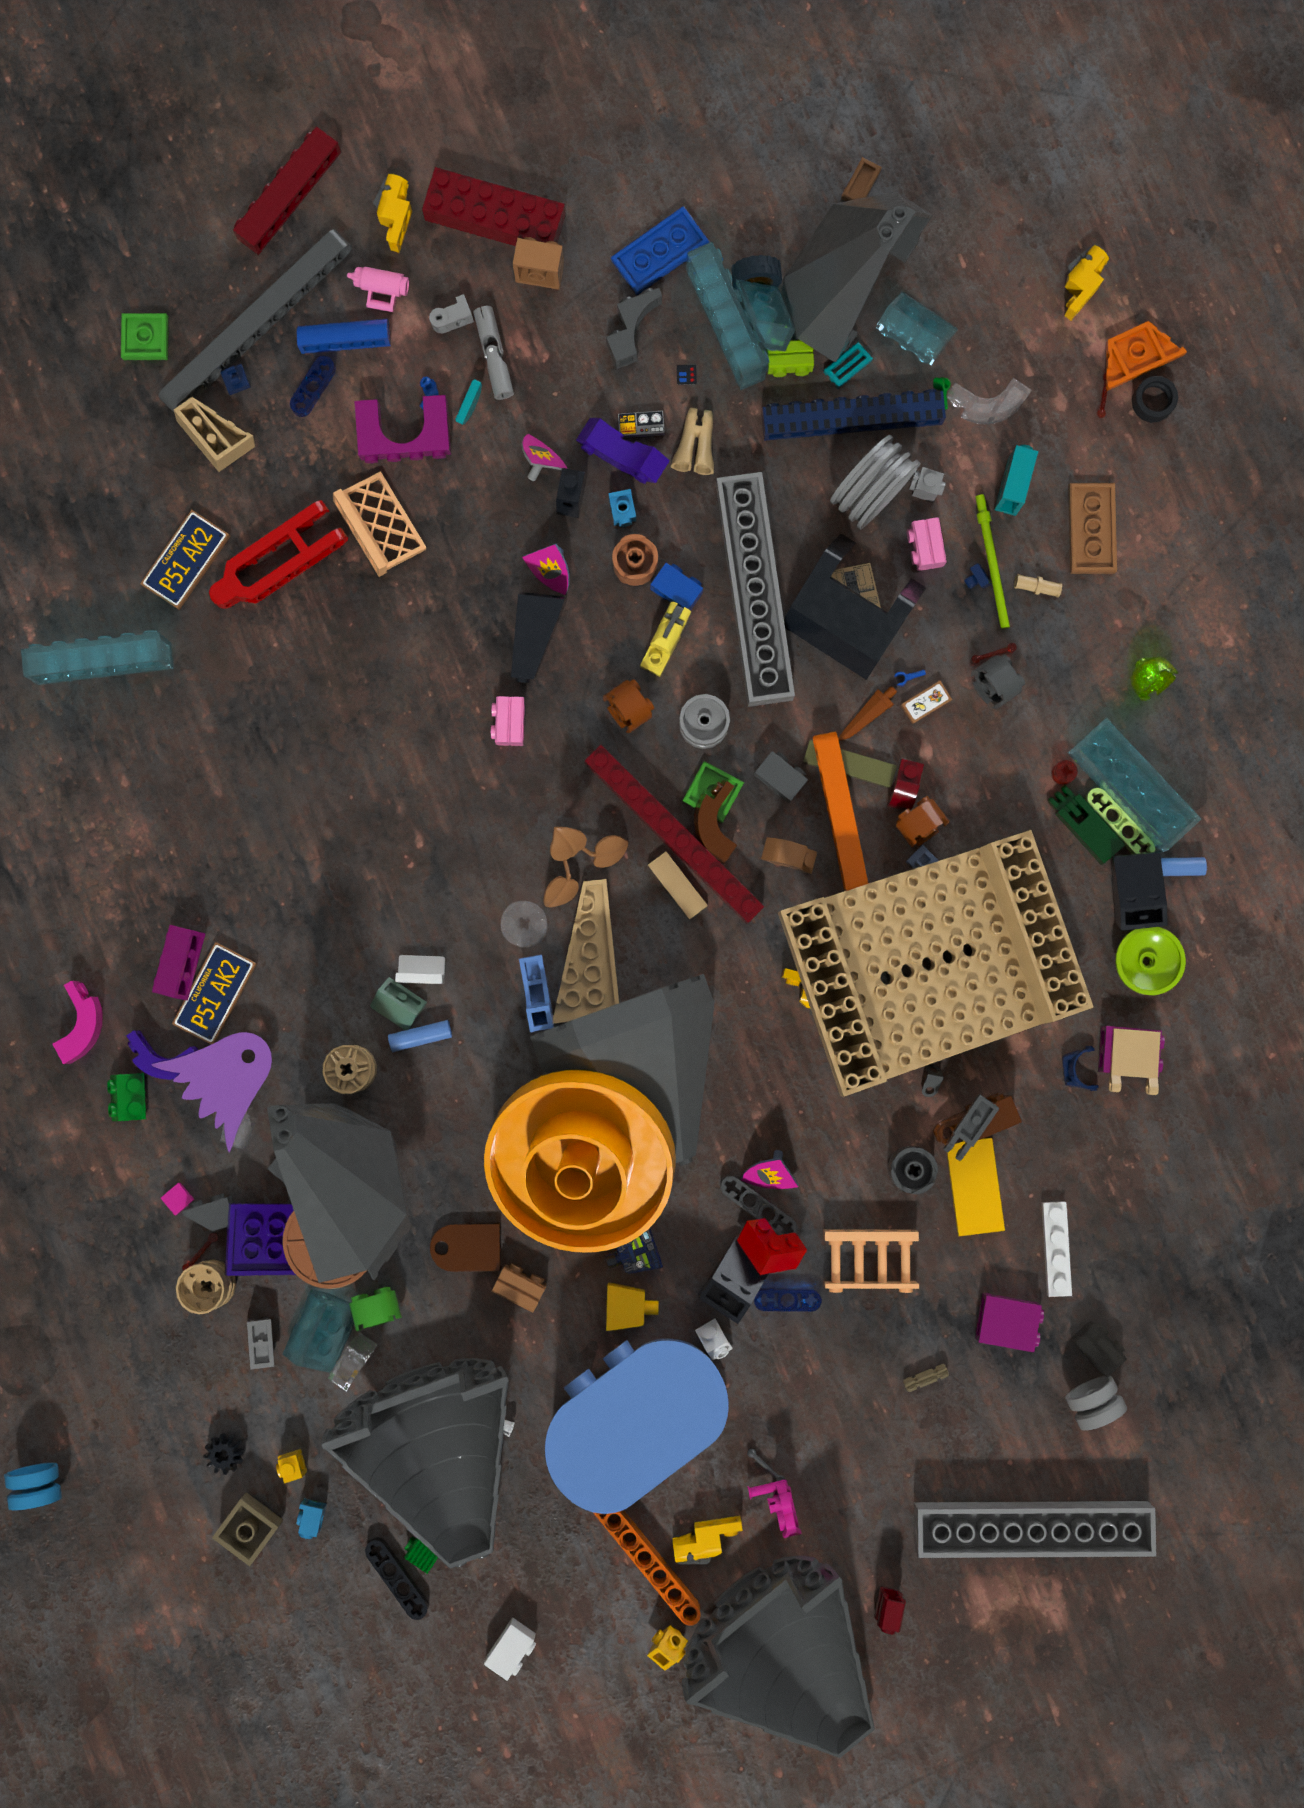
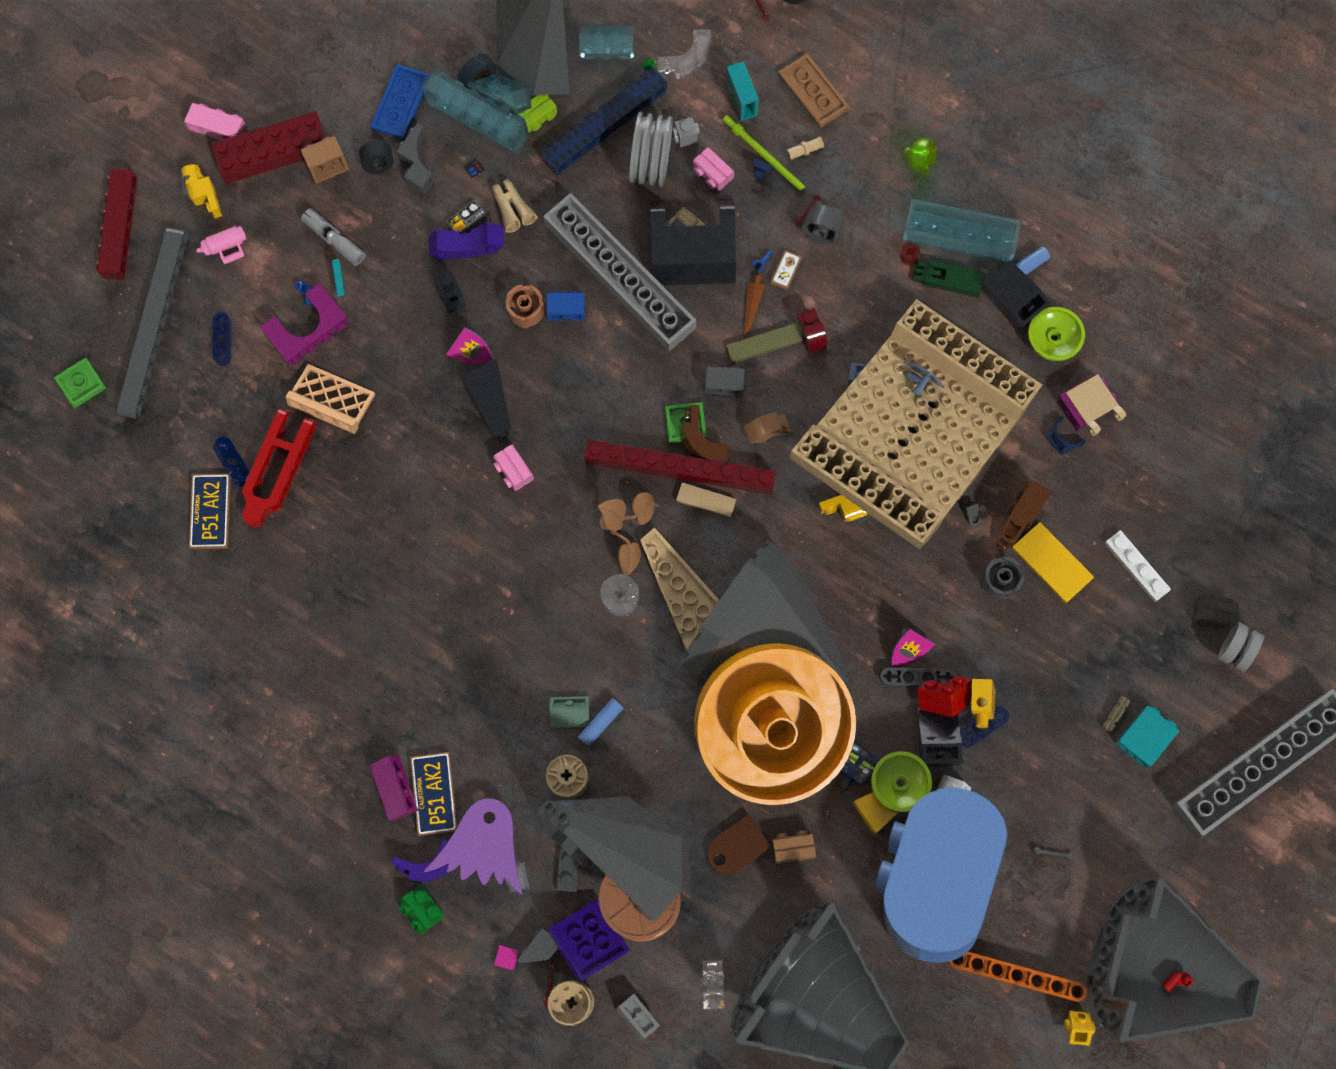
camera: 30 degrees left, 10 degrees down
(87, 1026) = (360, 885): dark pink arch -> none
(97, 658) = (193, 616): clear light blue brick -> none
(212, 434) = (173, 414): tan wedge -> none
(234, 505) = (231, 451): none -> clear blue beam
(235, 379) = (164, 369): dark blue tile -> none
(320, 1332) = (675, 978): clear light blue slope -> none
(343, 336) = (221, 292): blue brick -> none
(374, 1309) = (703, 933): bright green brick -> none
(421, 969) = (569, 677): white panel -> none
(451, 317) = (288, 232): light grey leg -> none
(455, 145) = (214, 122): none -> bright pink brick
(536, 993) = (664, 639): medium blue arch -> none
(539, 456) = (412, 282): shield -> none
(593, 296) = (376, 157): none -> black tyre
(618, 499) = (486, 274): dark azure brick -> none
(628, 705) = (588, 402): dark orange brick -> none
(665, 639) = (582, 343): light yellow plate -> none
(665, 1318) = (903, 767): none -> lime dish
(706, 1541) = (1050, 934): yellow plate -> none
(712, 710) = (647, 379): light grey wheel -> none
(781, 1503) = (1085, 869): dark pink piece -> none
(795, 1669) = (1177, 978): none -> red arm
(808, 1271) = (983, 701): none -> yellow torso
(834, 377) = (574, 106): teal tile -> none
(840, 810) = (779, 374): orange beam -> none
(859, 1239) = (1016, 639): light nougat fence -> none
(889, 1610) = (1211, 889): dark red brick -> none
(922, 822) = (840, 347): dark orange brick -> none
(940, 1422) = (1147, 736): none -> teal brick
(972, 1125) = (1021, 515): dark grey hinge -> none
(973, 921) = (921, 381): none -> sand blue shield
(1009, 1322) = (1143, 636): magenta brick -> none
(1122, 820) = (971, 258): yellowish green beam -> none

